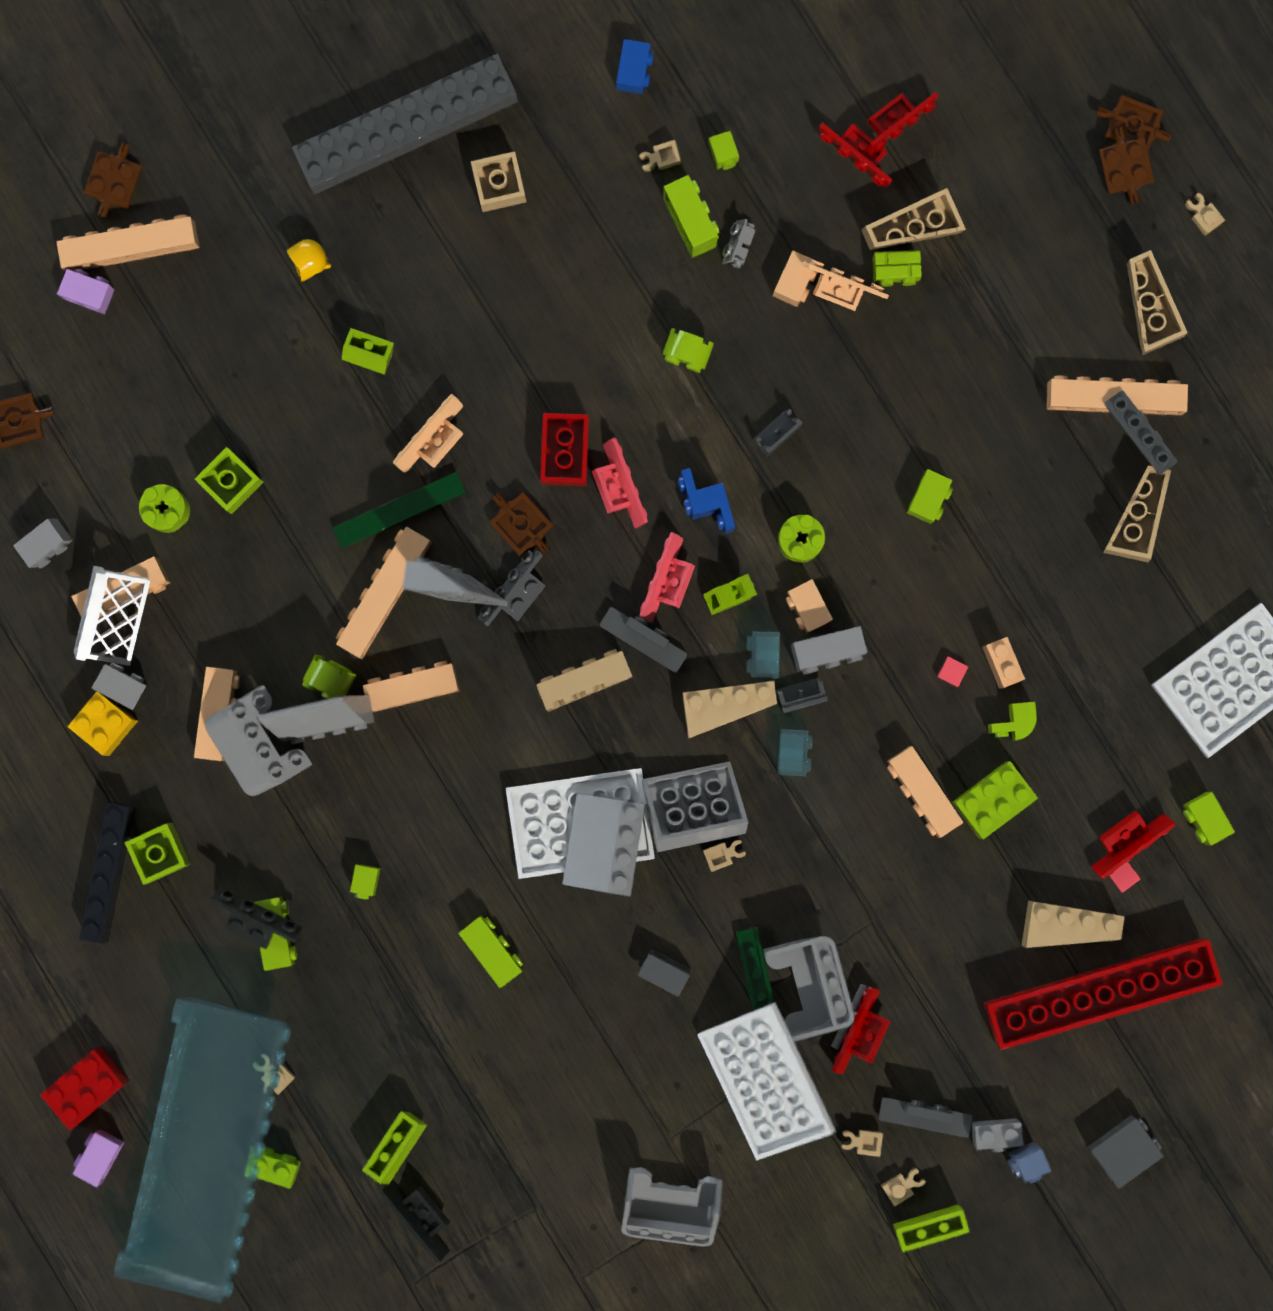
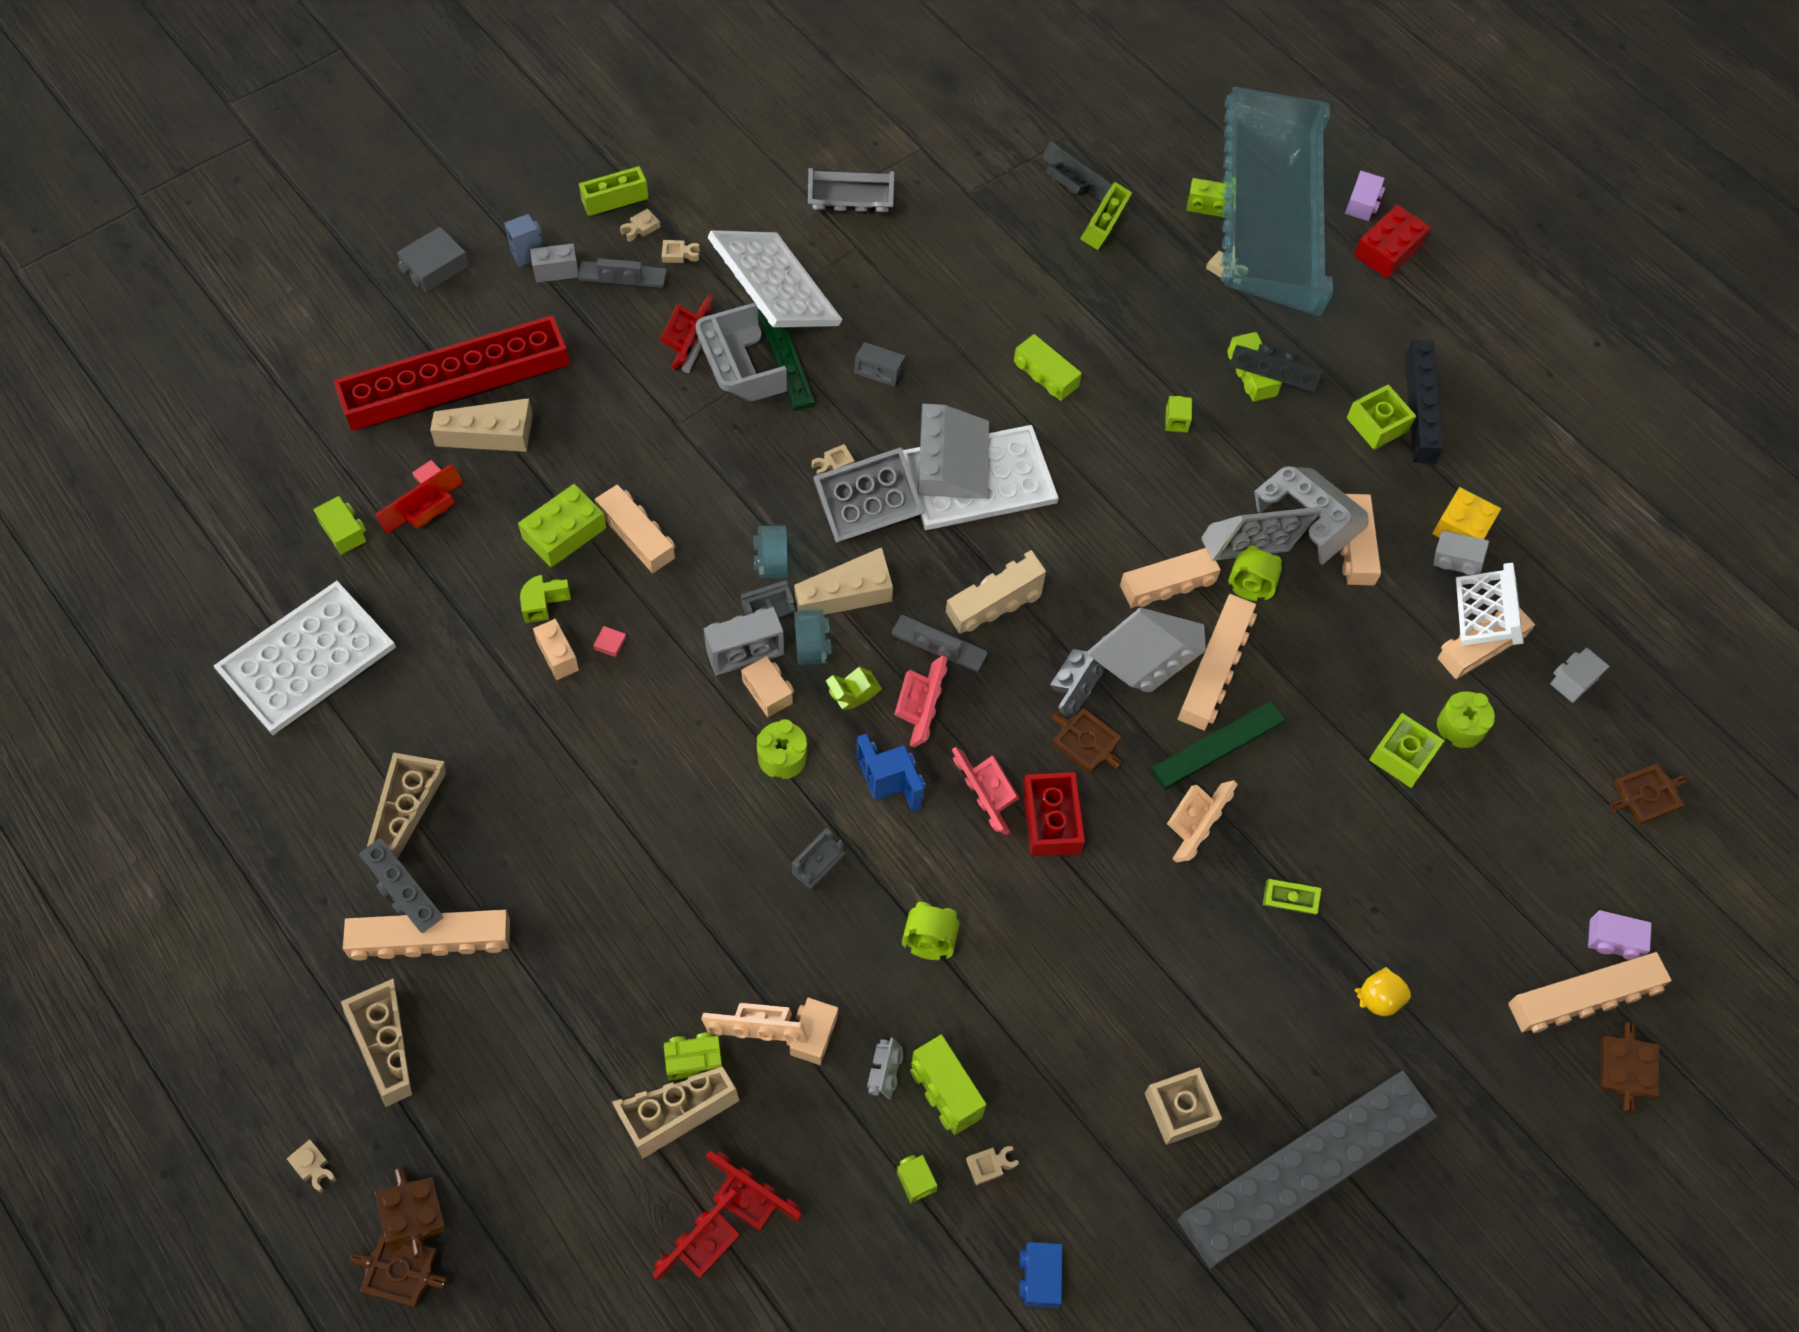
camera: 170 degrees right, 25 degrees down
(930, 496) = (641, 806): lime brick -> none

